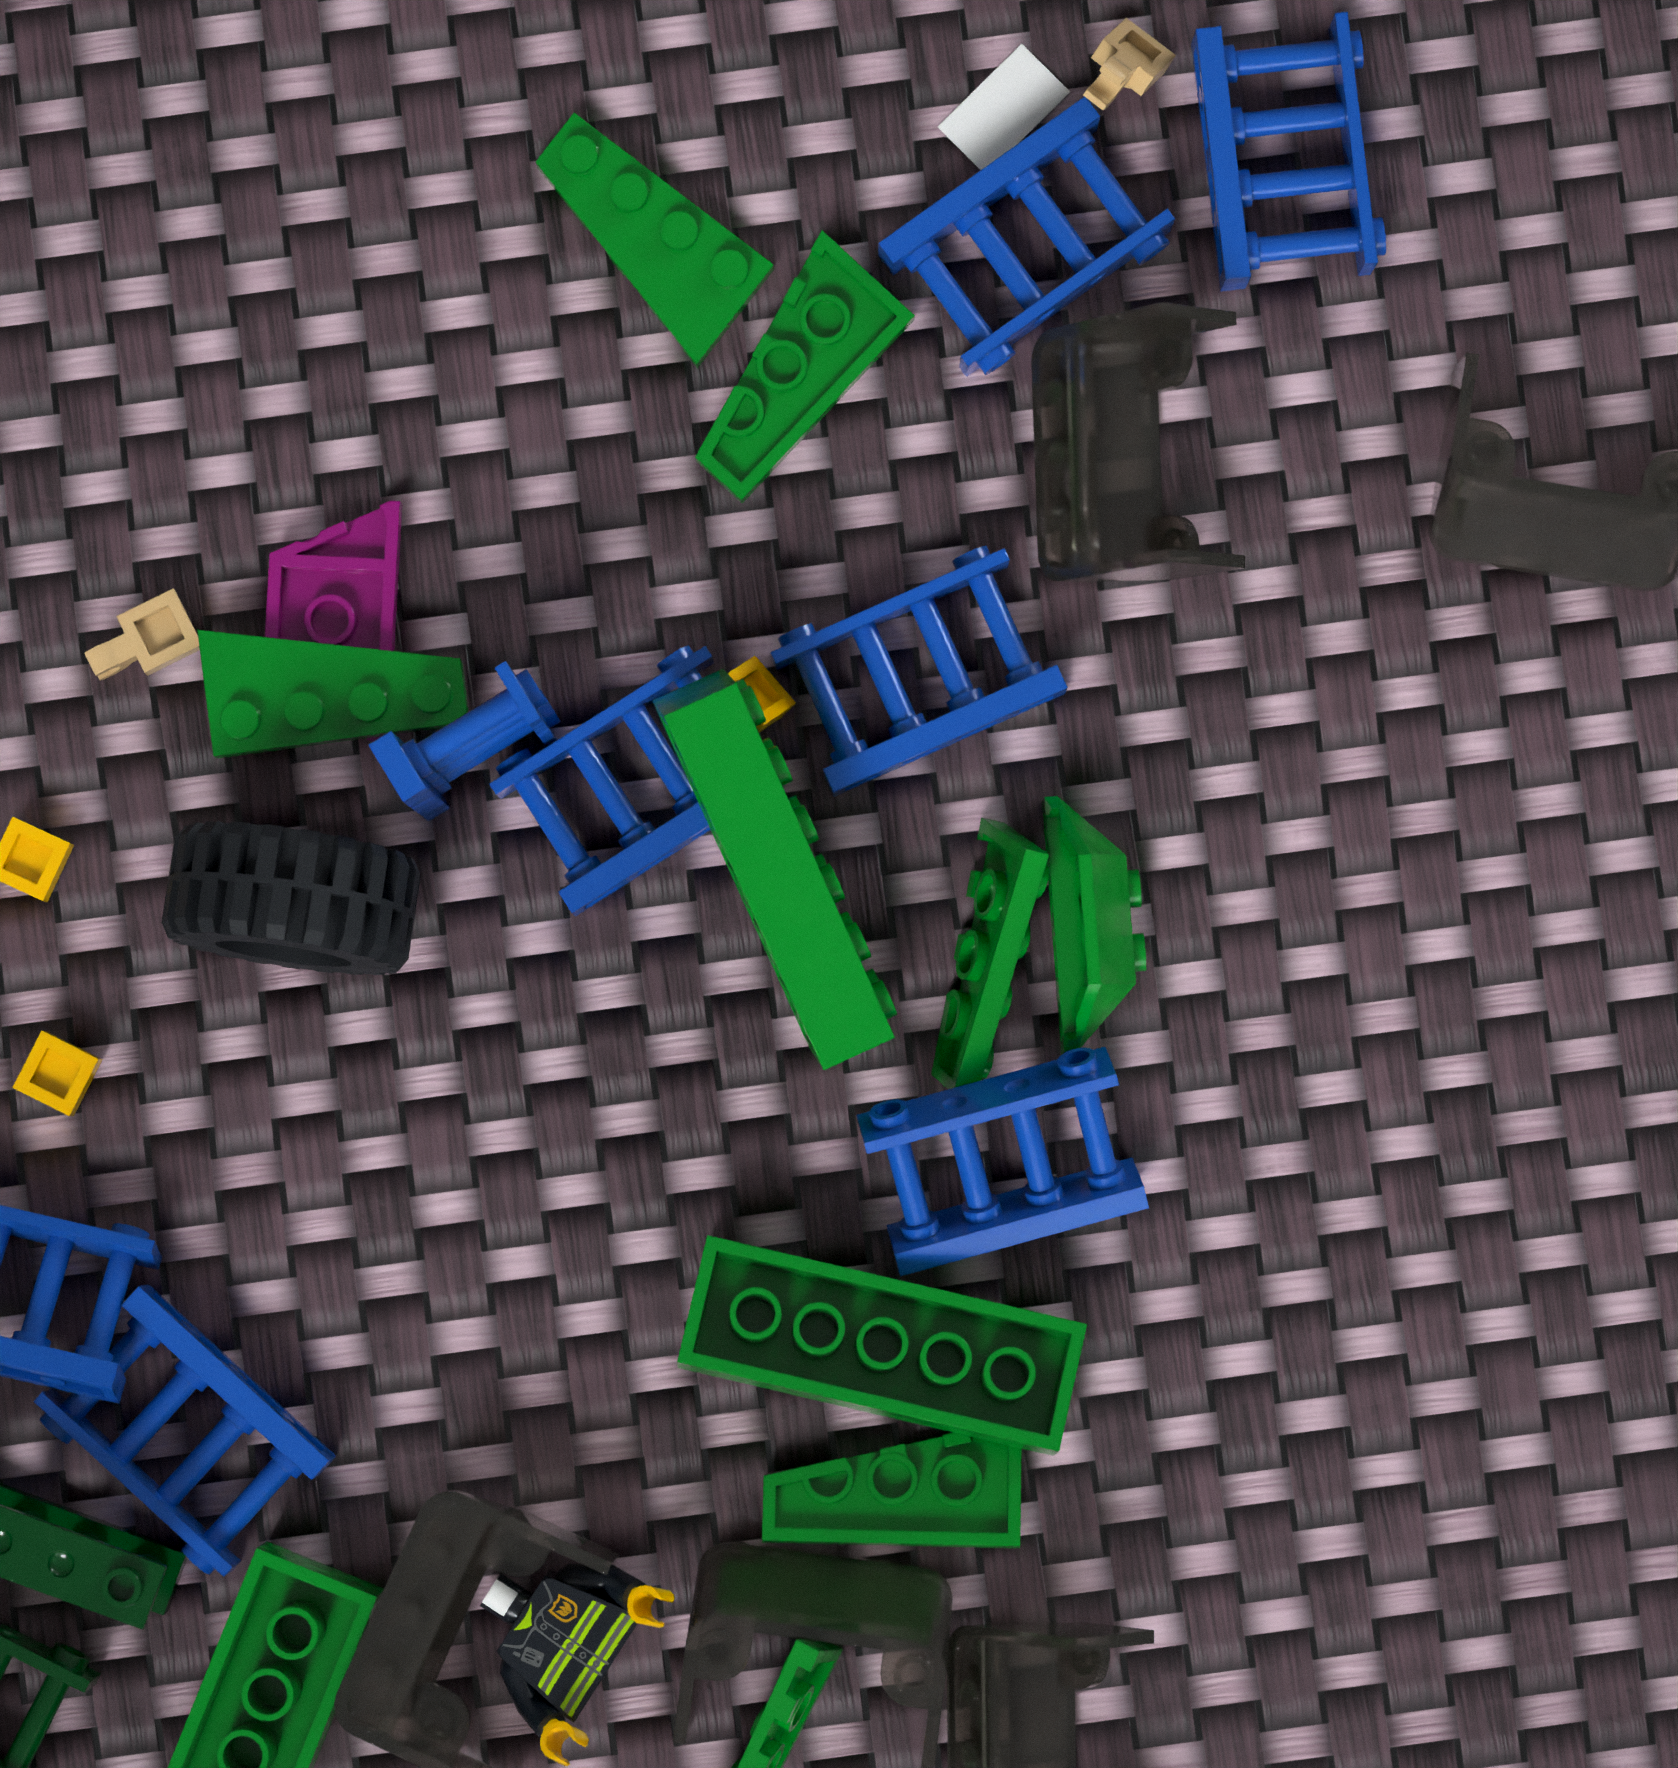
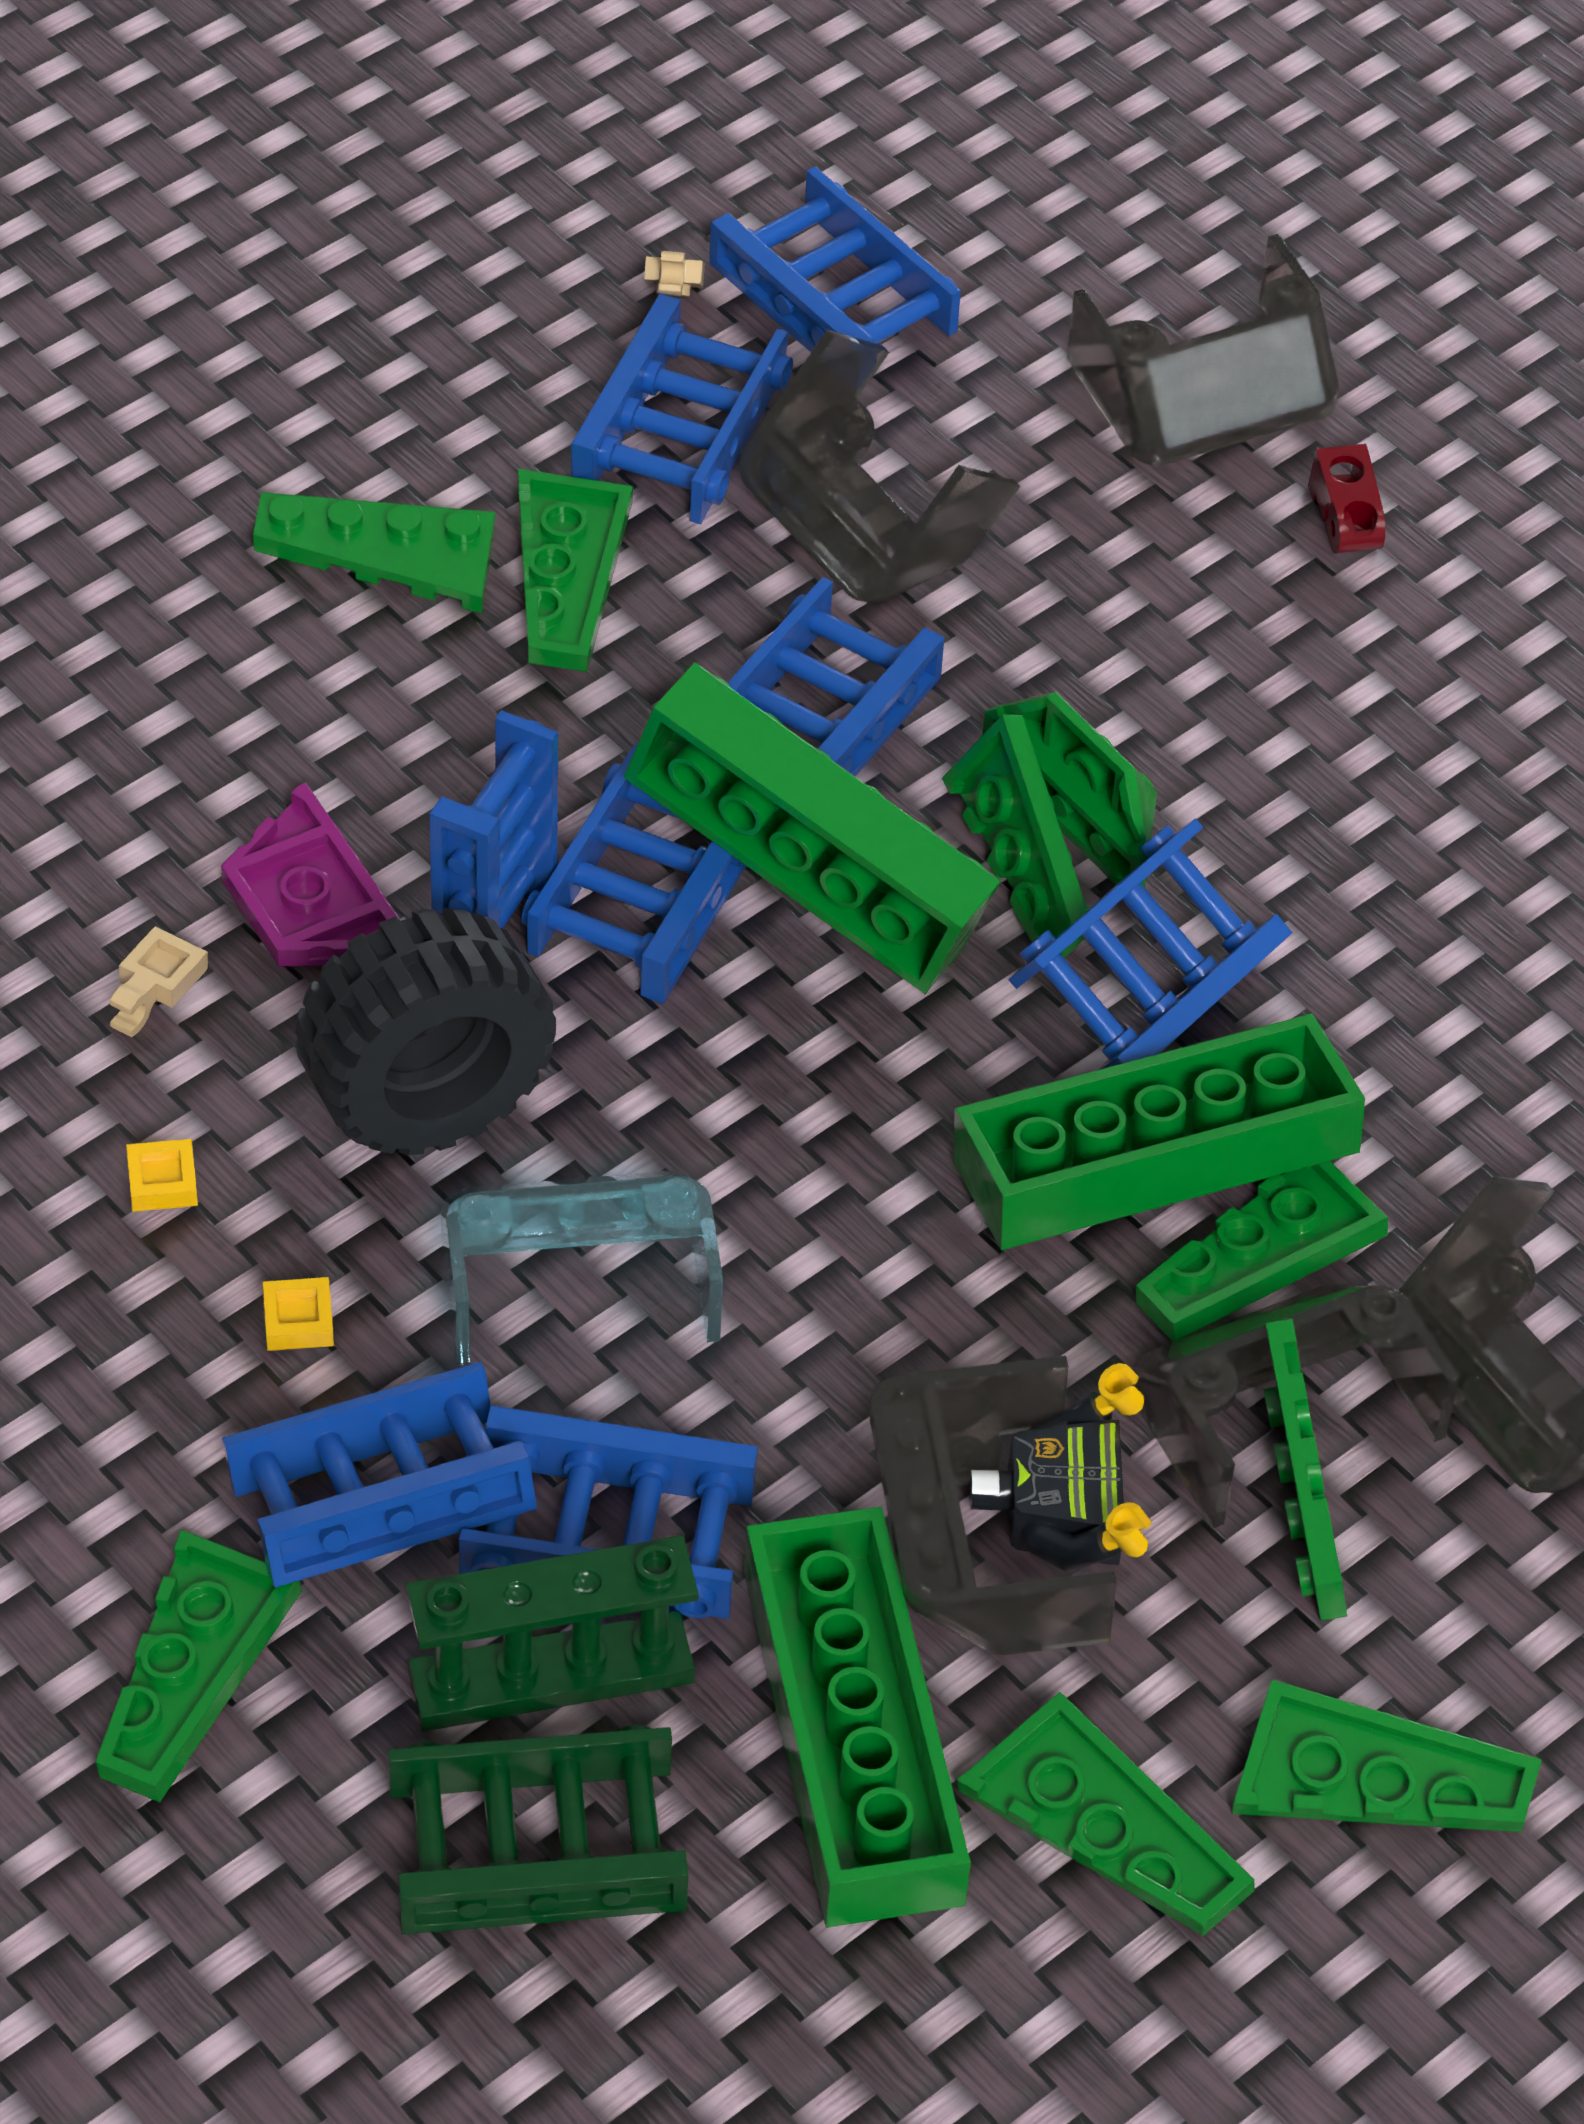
camera: 40 degrees left, 35 degrees down
(303, 693) = (288, 941): green wing -> none
(345, 1105) = (579, 1215): none -> clear light blue windscreen
(1004, 108) = (594, 355): white sticker -> none
(1578, 728) = (1348, 501): none -> dark red leg

